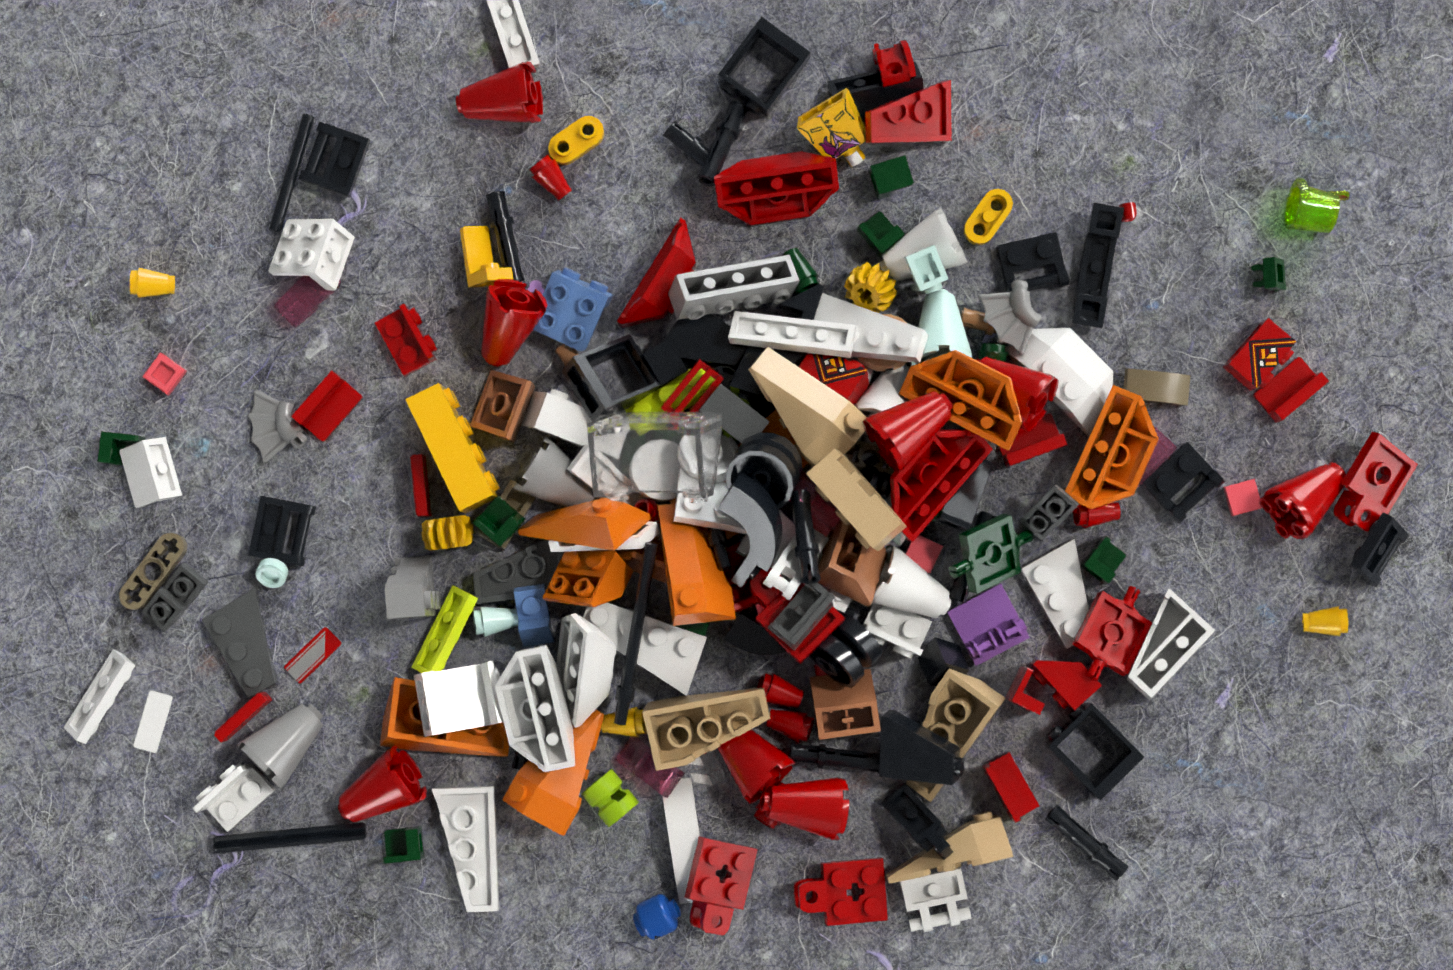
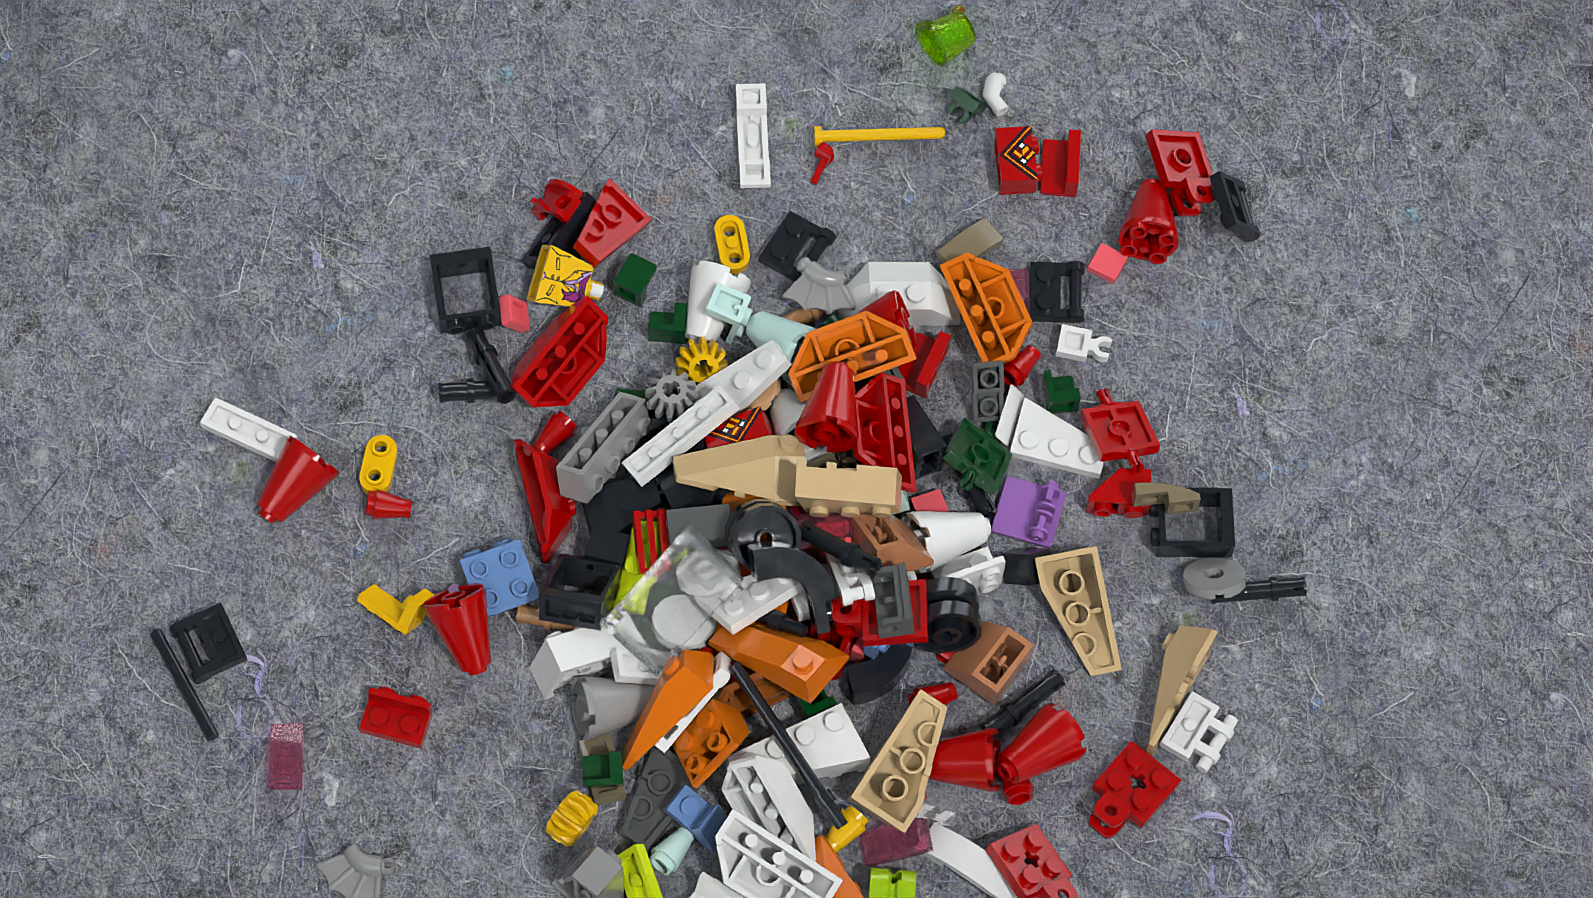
camera: 50 degrees left, 20 degrees down
(151, 283) = (154, 862): yellow cone -> none
(313, 250) = (256, 717): white bracket -> none
(327, 406) = (385, 822): red panel -> none
(420, 485) = (516, 808): red tile -> none
(452, 448) = (513, 752): yellow brick -> none
(502, 405) = (518, 694): nougat slope -> none
(503, 231) = (366, 559): black pin -> none
(719, 238) = (555, 432): none -> red cone
(780, 118) = (514, 313): none -> coral tile
(791, 724) = (966, 712): red cone -> none
(825, 288) = (669, 386): none -> light grey gear
(916, 752) = (1076, 638): black slope -> none
(917, 821) = (1127, 685): black hinge -> none
(1010, 786) = (1164, 605): red panel -> none
(1016, 695) = (1107, 530): red panel -> none
(1049, 541) = (1009, 415): none -> white sticker
(1075, 799) = (1214, 577): none -> light grey tile
(1088, 148) = (752, 136): none -> white slope
(1090, 725) = (1175, 498): none -> dark tan slope
(1096, 265) = (840, 206): black slope -> none
(1154, 536) = (1077, 343): none -> white plate
(1168, 645) = (1164, 395): white wedge -> none
(1181, 233) = (876, 134): none -> yellow bar
(1300, 282) = (991, 93): none -> white arm
(1326, 621) = (1253, 287): yellow cone -> none

